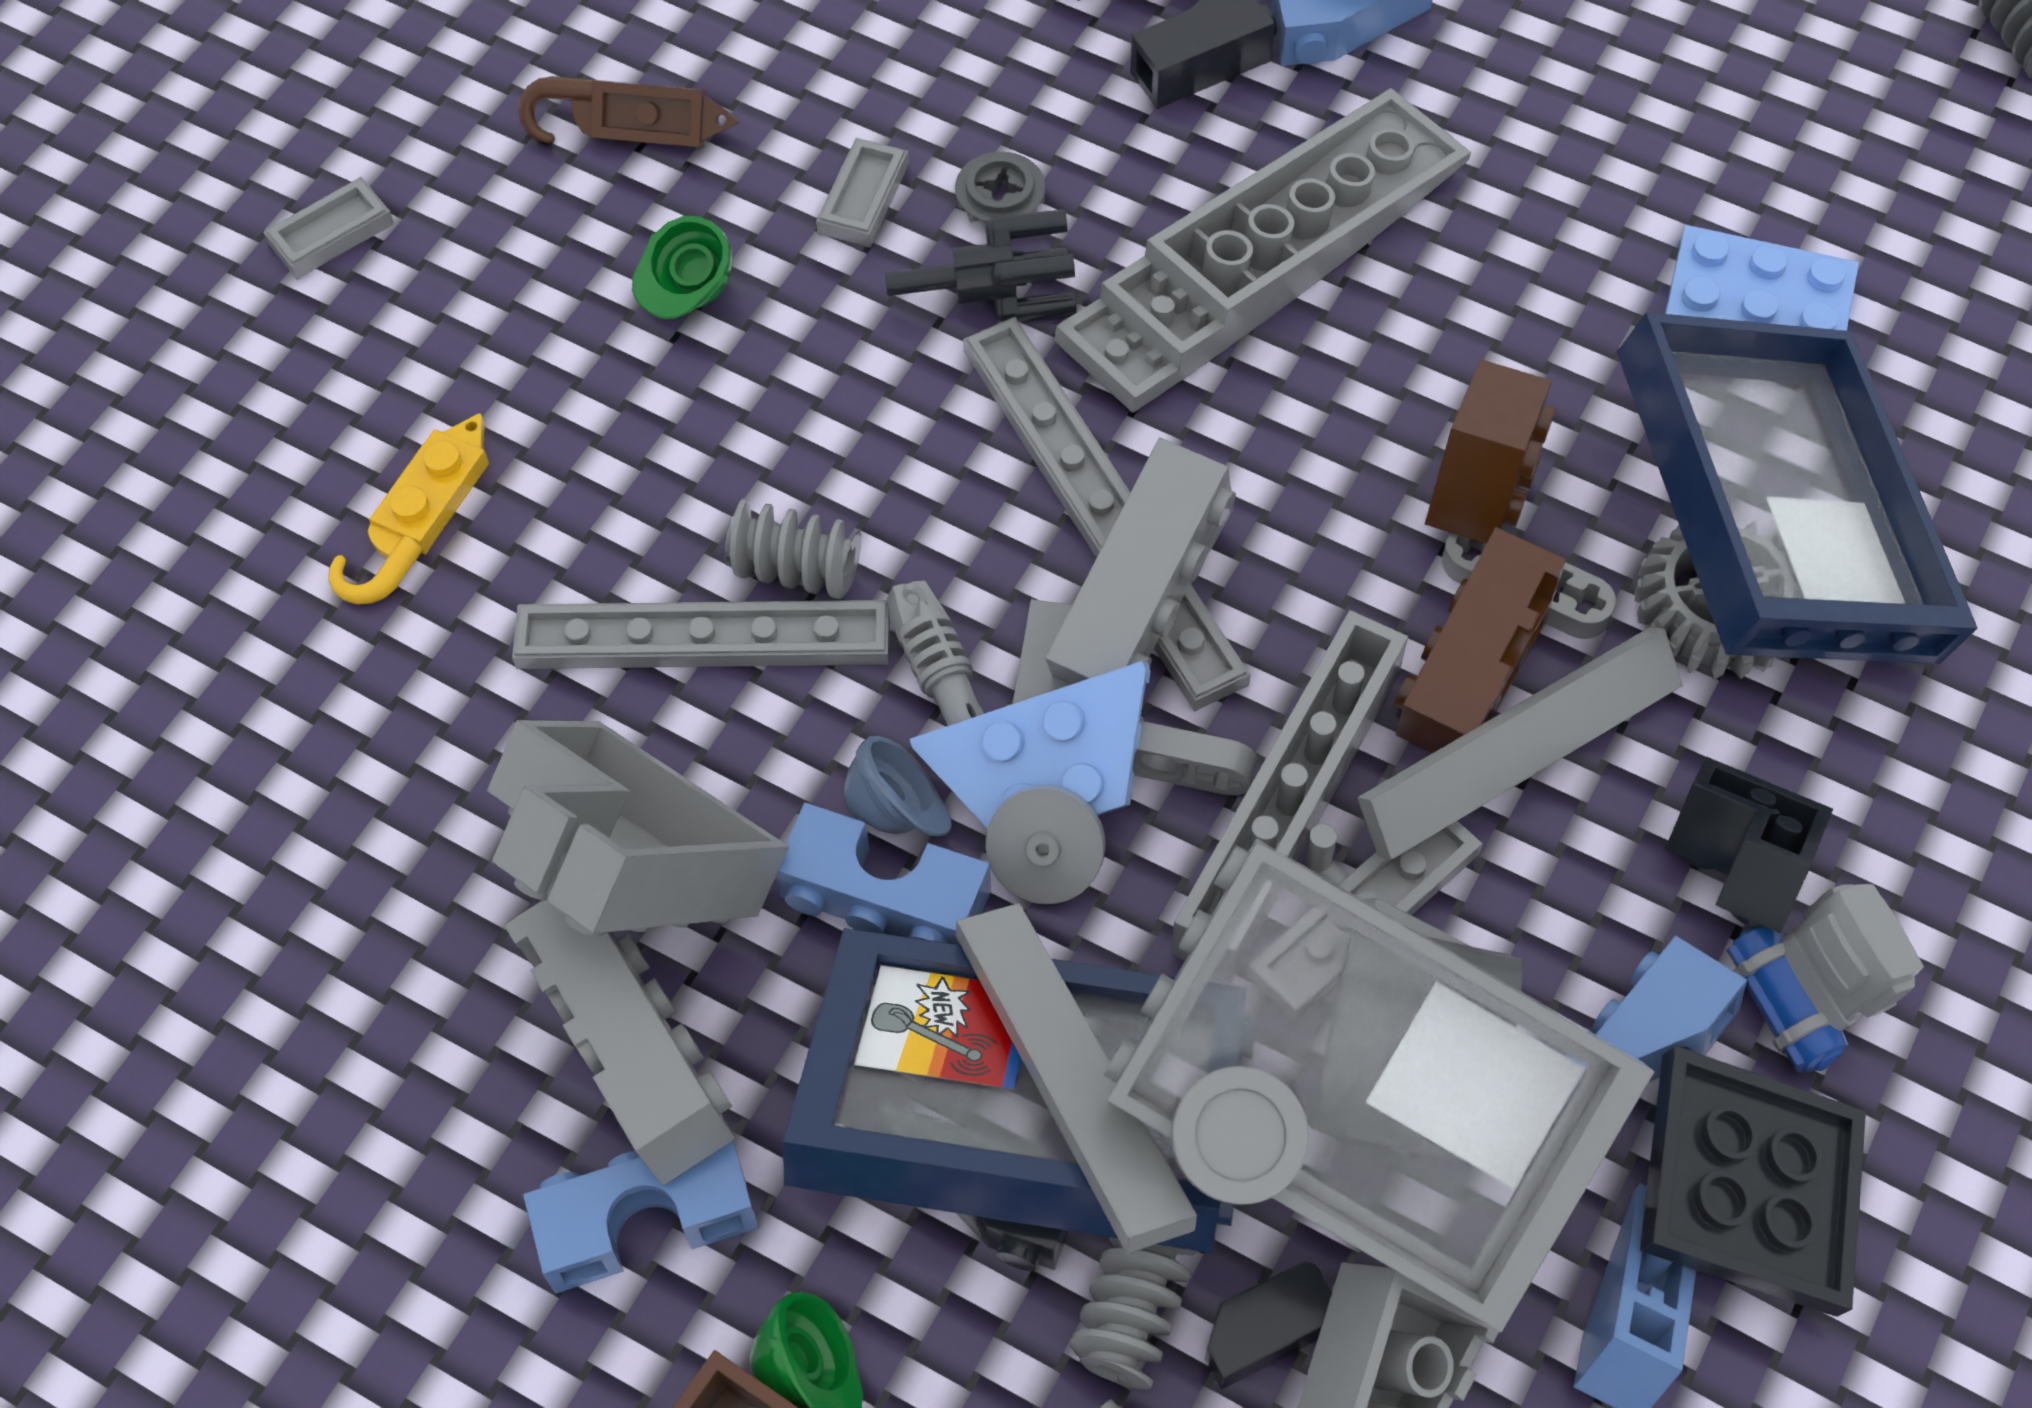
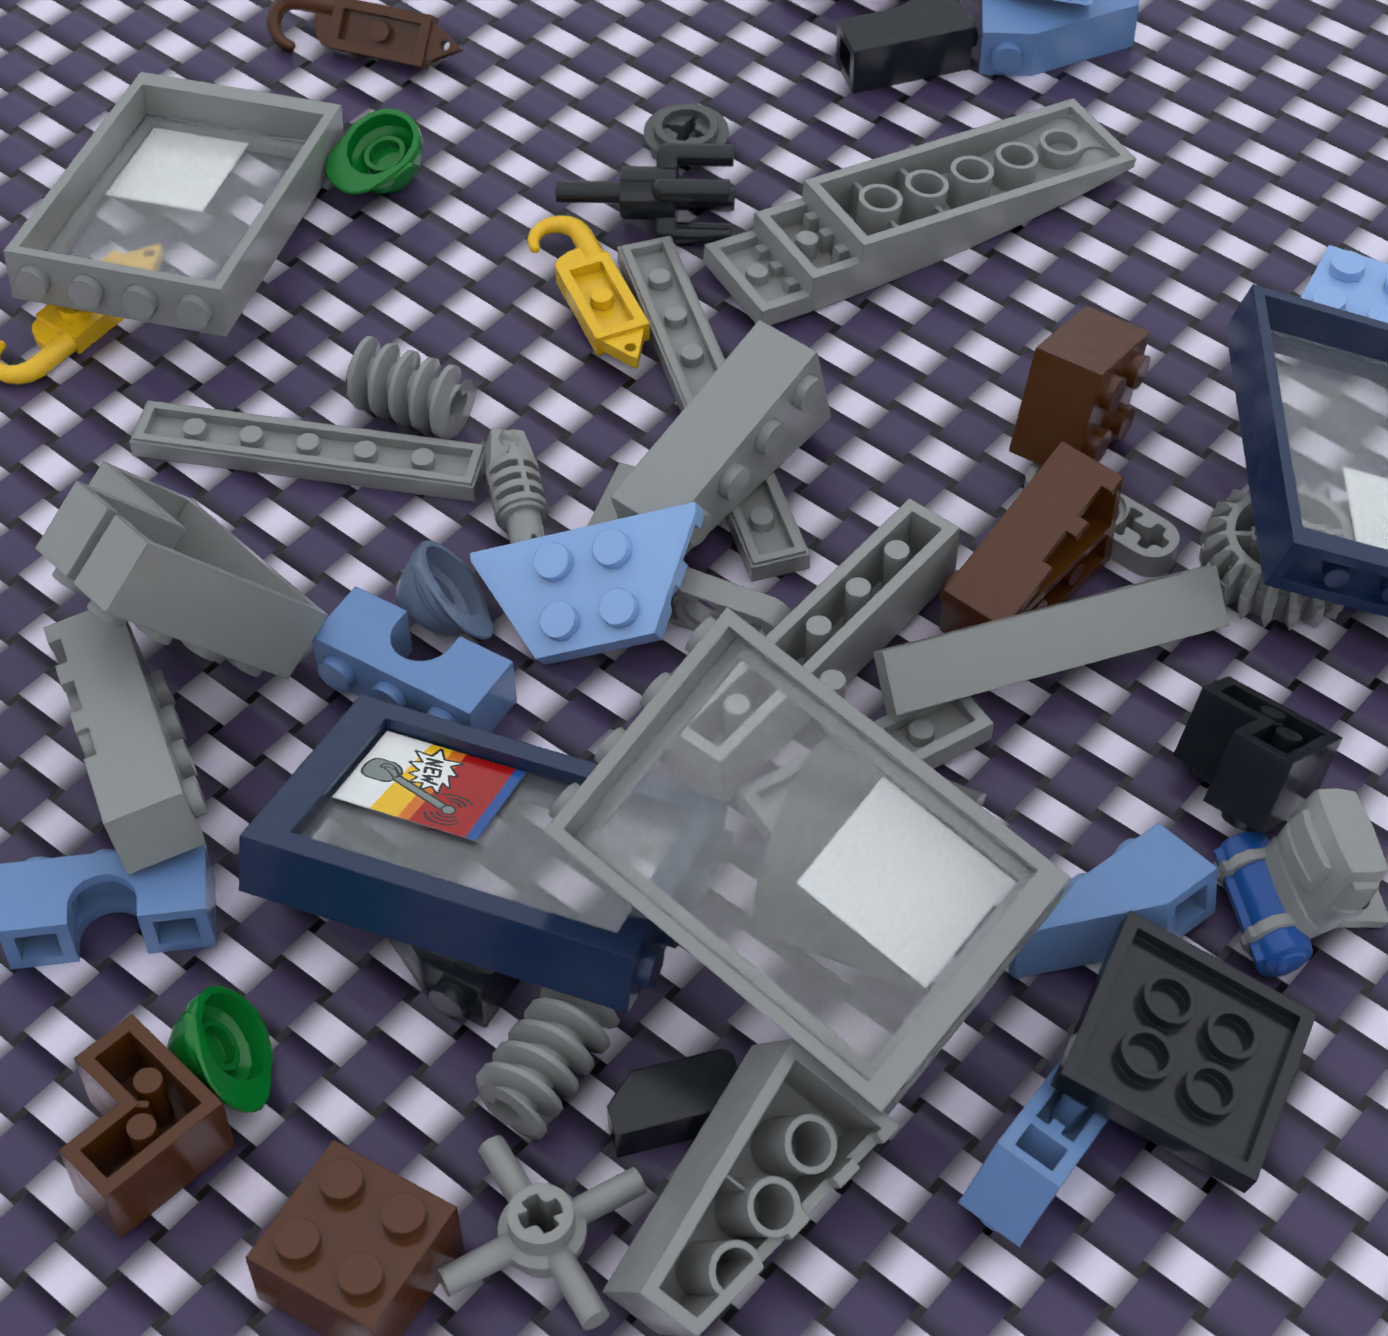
camera: 10 degrees right, 10 degrees down
(328, 227) = (72, 87): light grey tile -> none
(489, 366) = (176, 204): none -> window
(862, 192) = (560, 122): light grey tile -> none
(954, 397) = (595, 291): none -> yellow plate
(1045, 844) = (572, 659): light grey piece -> none
(1068, 1069) = (542, 876): light grey tile -> none
(1239, 1135) = (660, 879): light grey piece -> none

